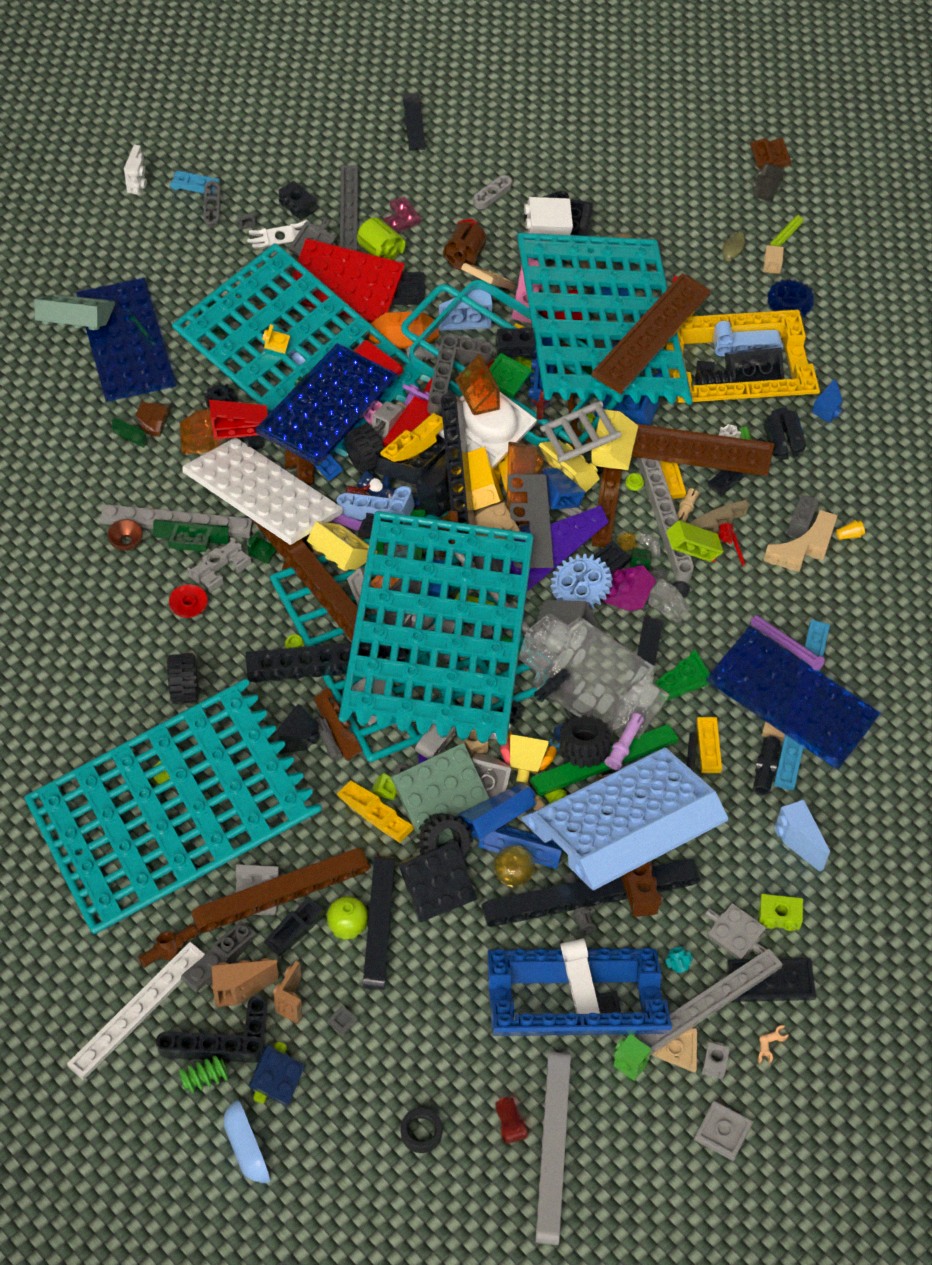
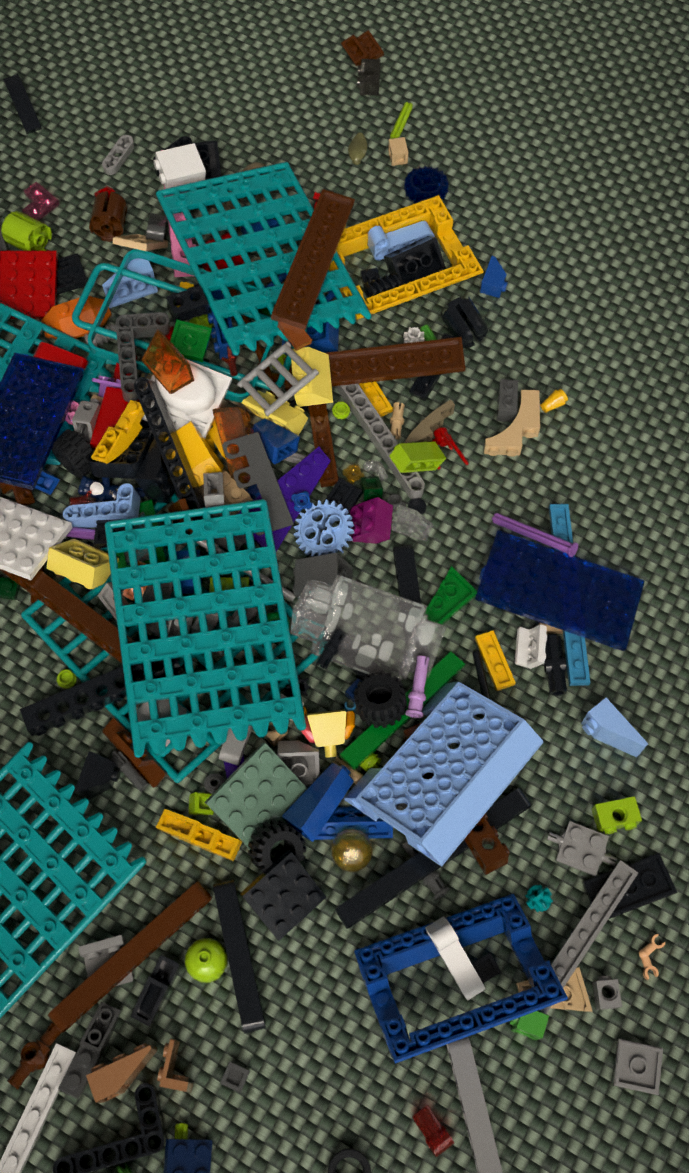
camera: 15 degrees left, 10 degrees up
(486, 513) = (214, 481): none -> light grey torso
(508, 267) = (156, 227): none -> dark grey beam
(571, 545) = (306, 501): none -> blue plate
(611, 399) = (296, 336): none -> dark orange tile
(748, 741) = (531, 646): none -> white bracket

